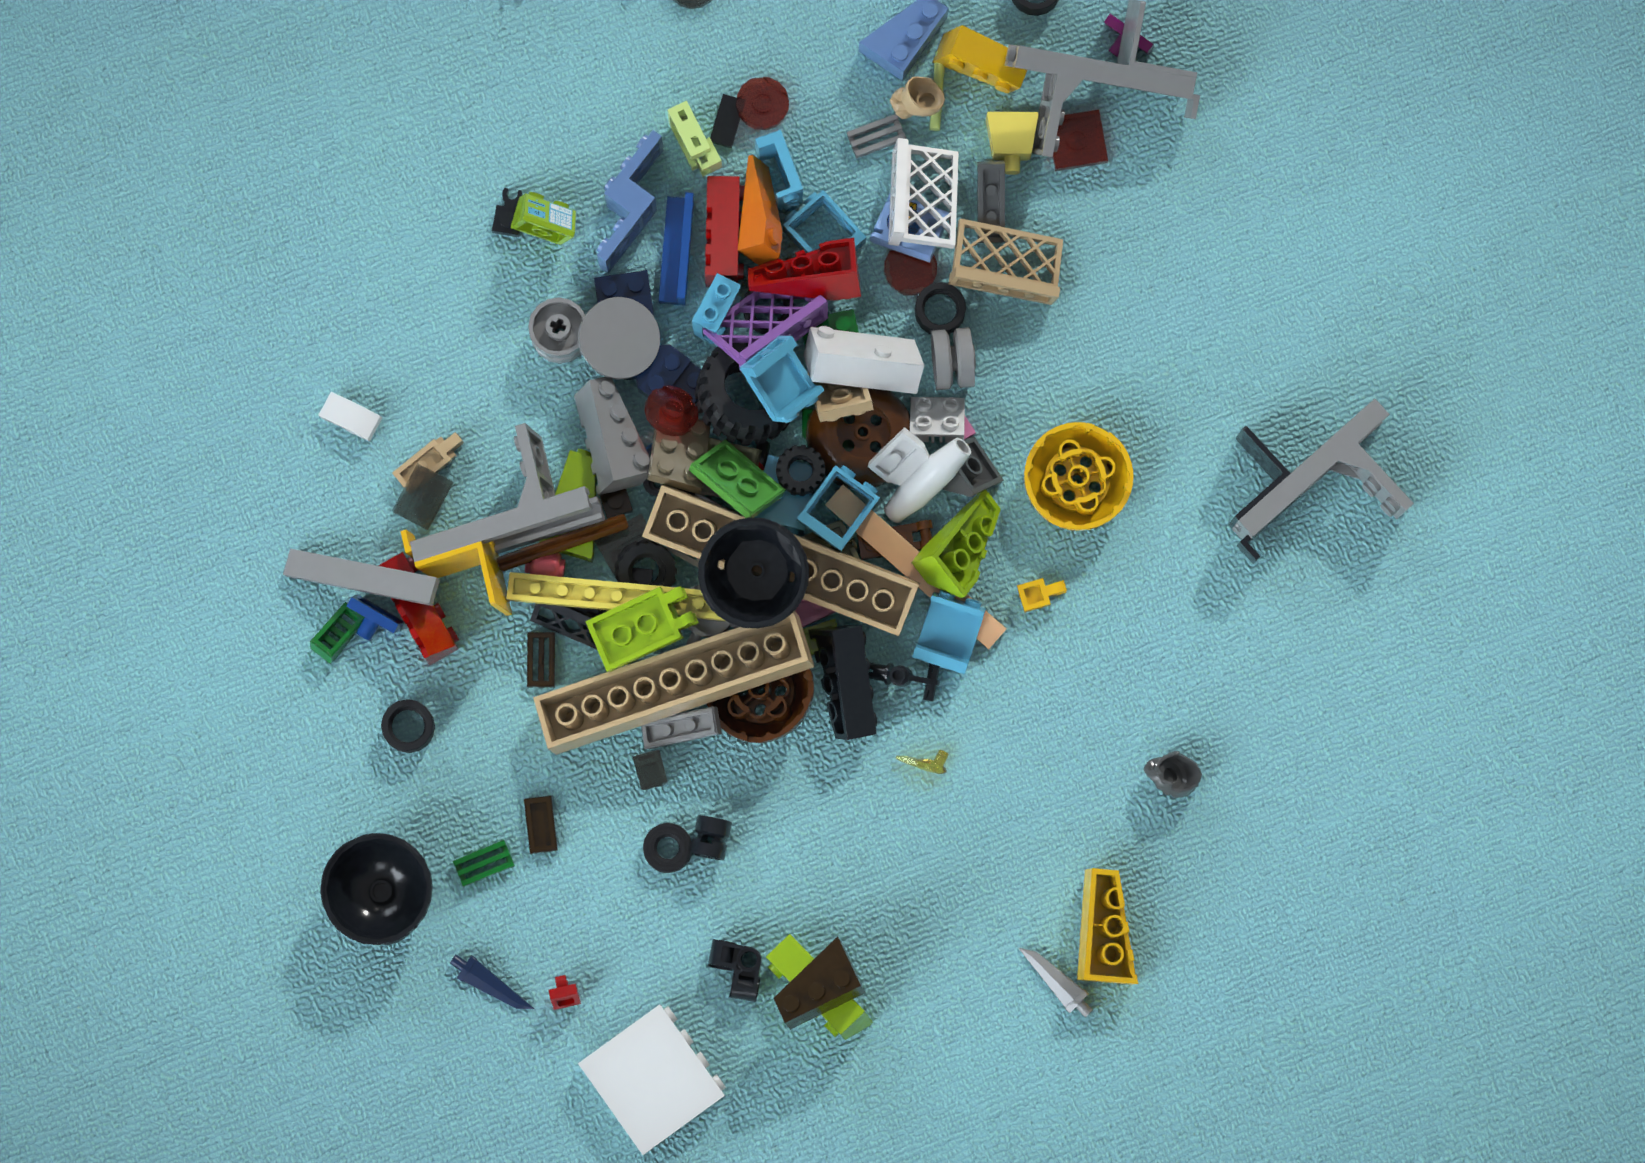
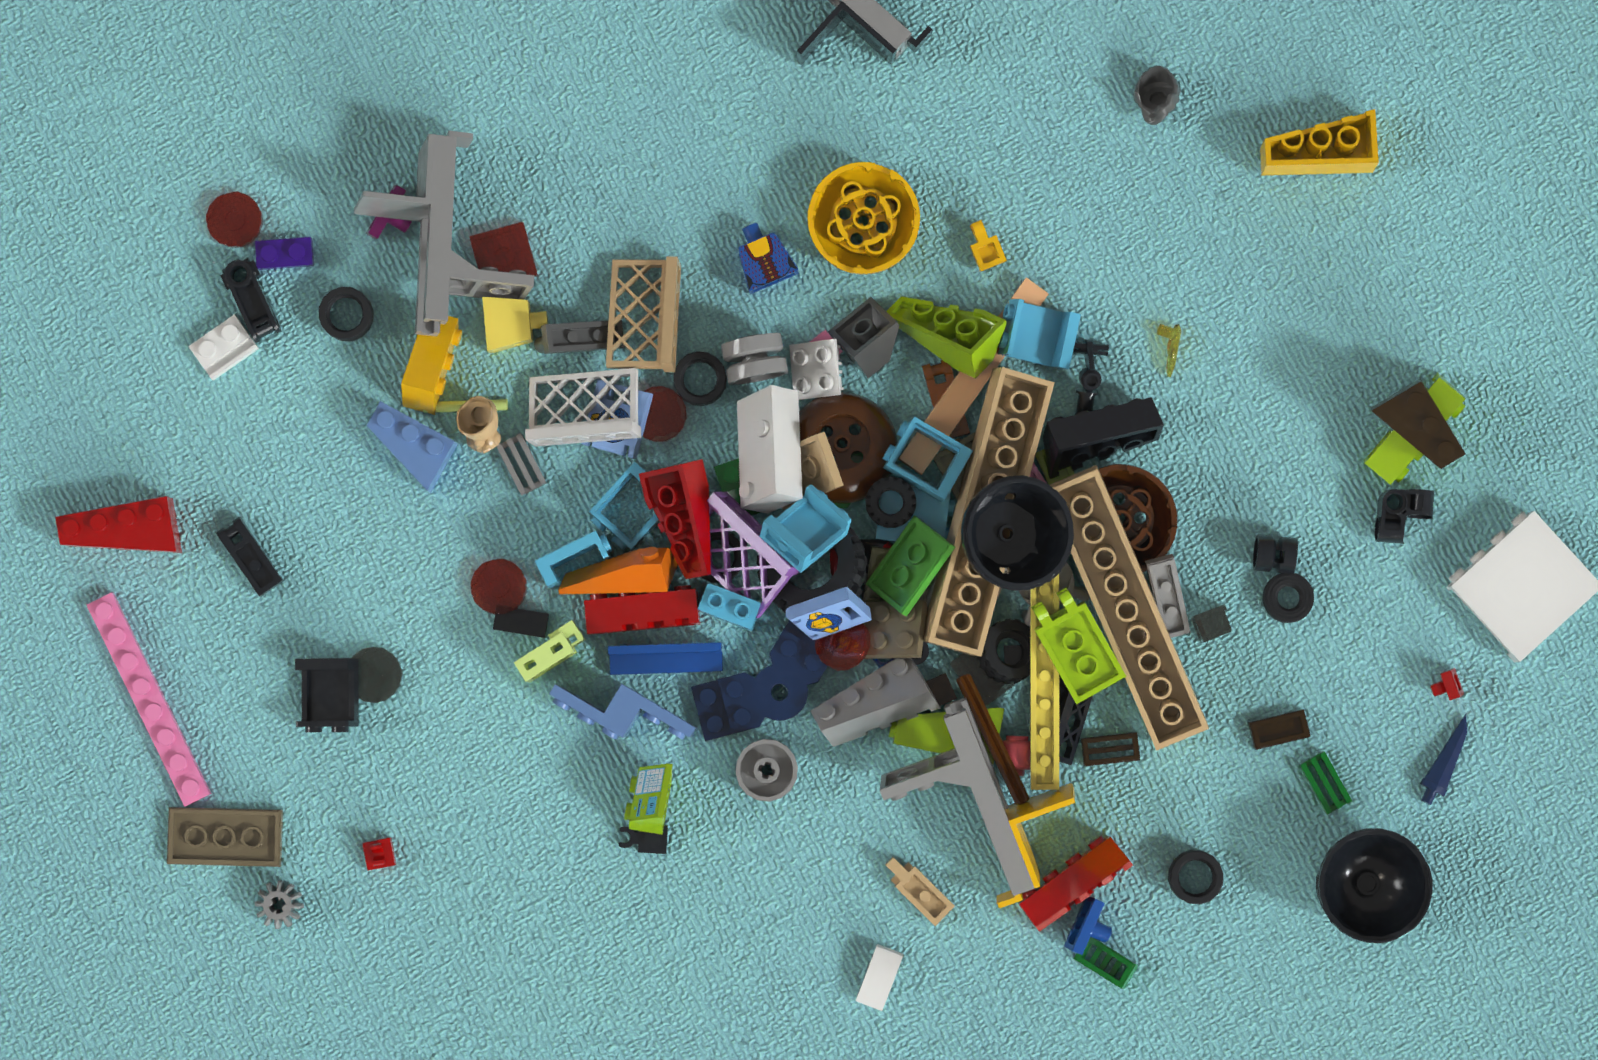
camera: 90 degrees left, 5 degrees up
(361, 577) = (1051, 943): light grey tile -> none
(422, 496) = (956, 891): clear smoke plate -> none
(619, 338) = (772, 705): light grey tile -> none
(699, 391) = (826, 615): none -> light blue container
(920, 476) = (880, 383): white plate -> none
(1048, 381) = (764, 260): none -> torso
(1065, 989) = (1382, 184): light grey bar -> none

